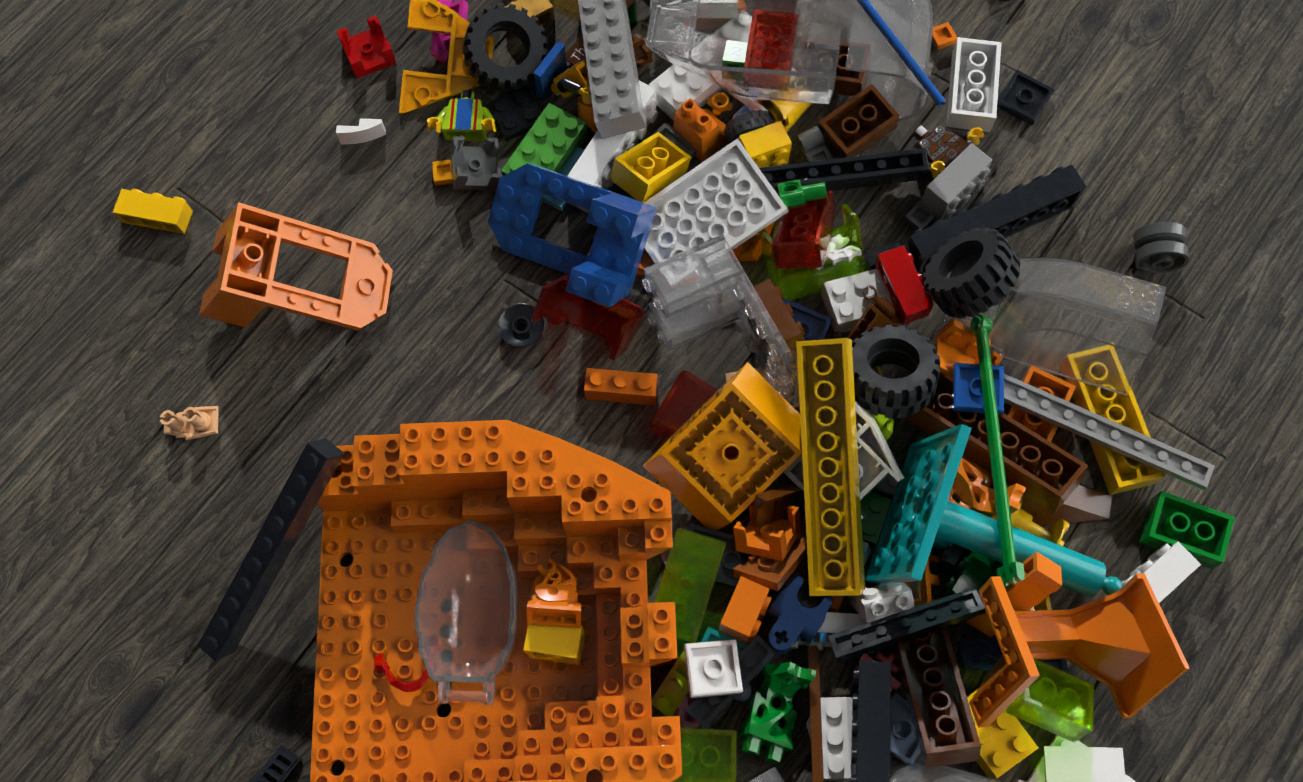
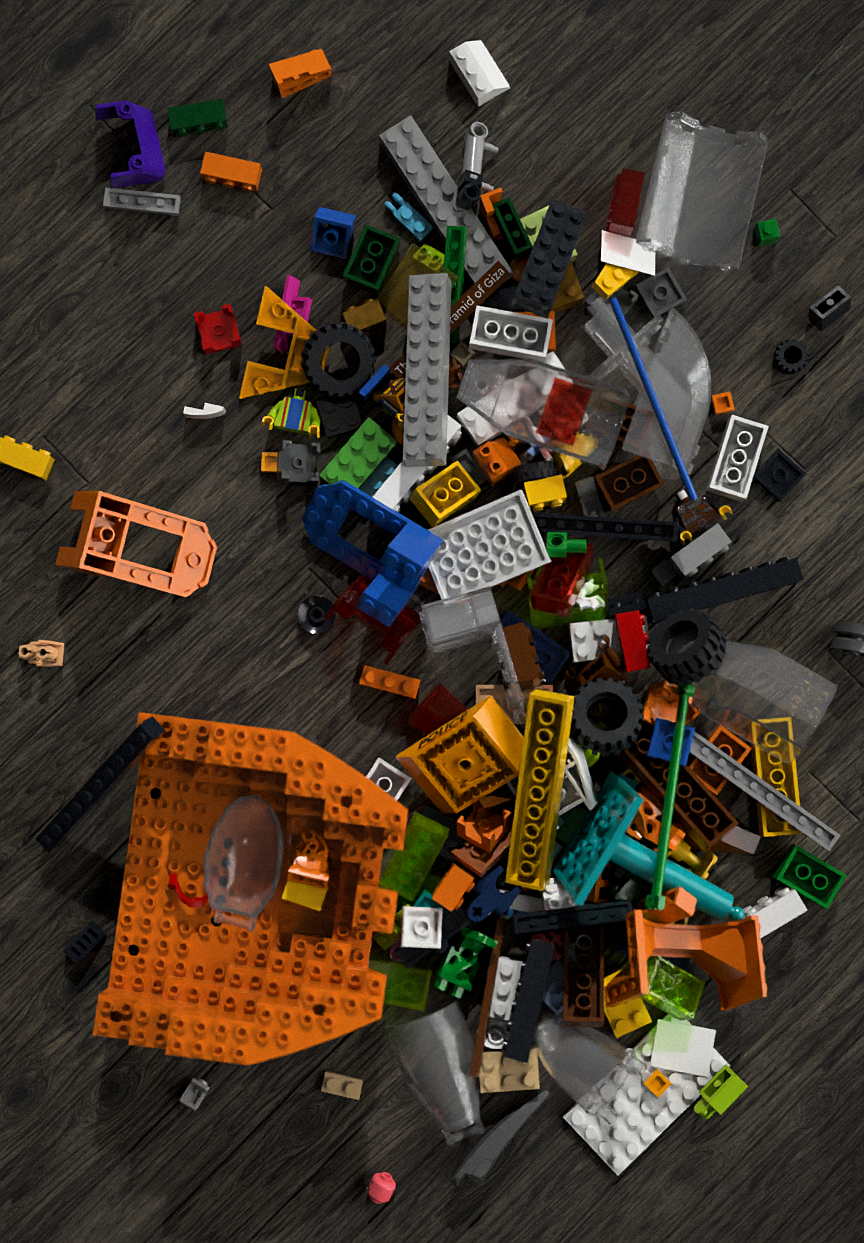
camera: 10 degrees right, 15 degrees up
(734, 54) = (532, 412): brick -> none

